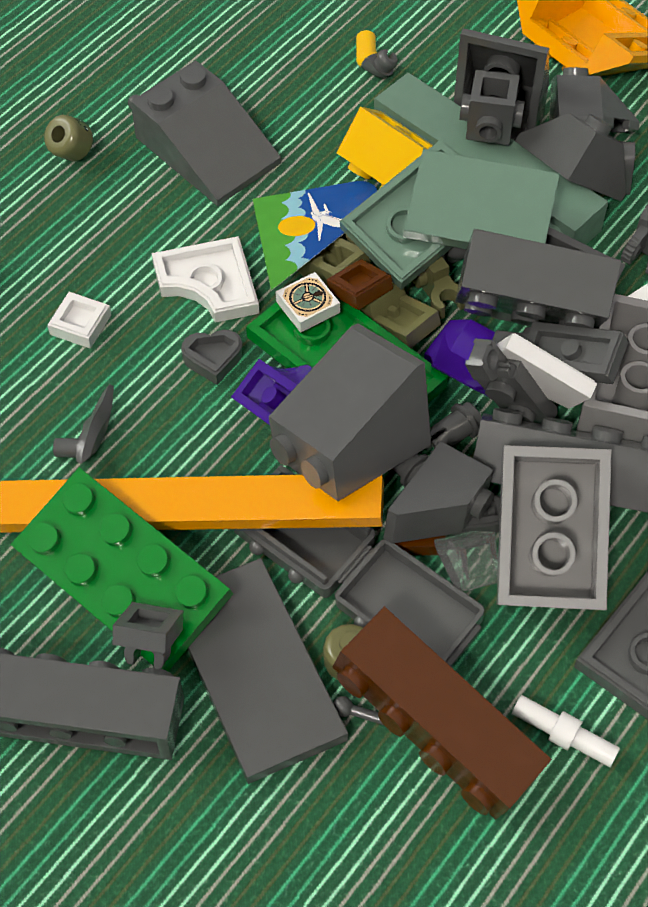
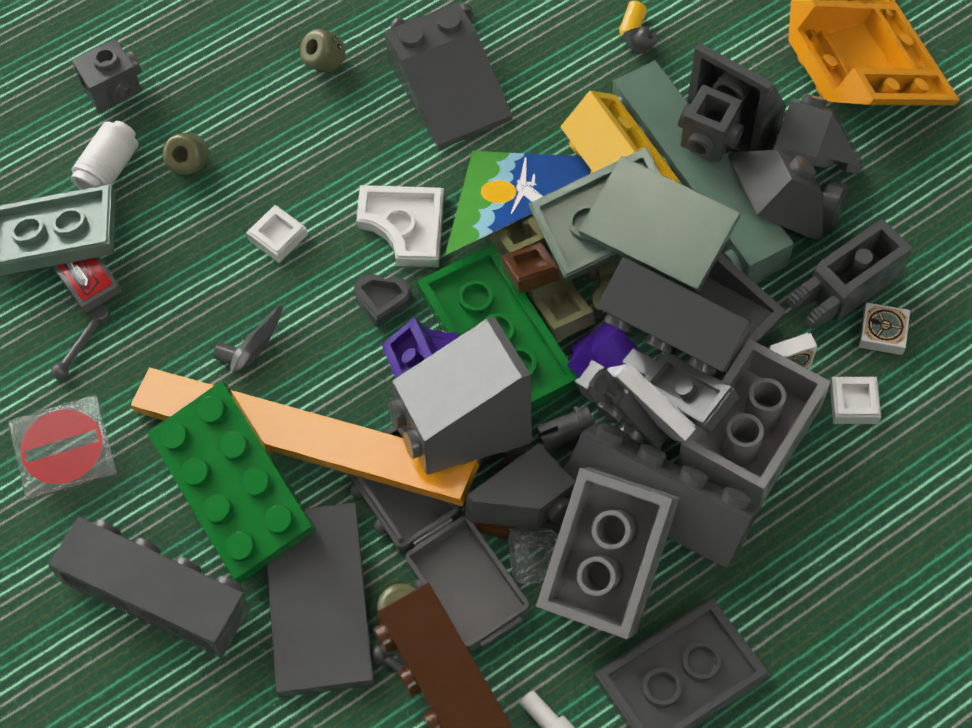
camera: 20 degrees right, 5 degrees up
(147, 629) = (228, 544): dark grey tile -> none
(307, 302) = (477, 273): tile -> none

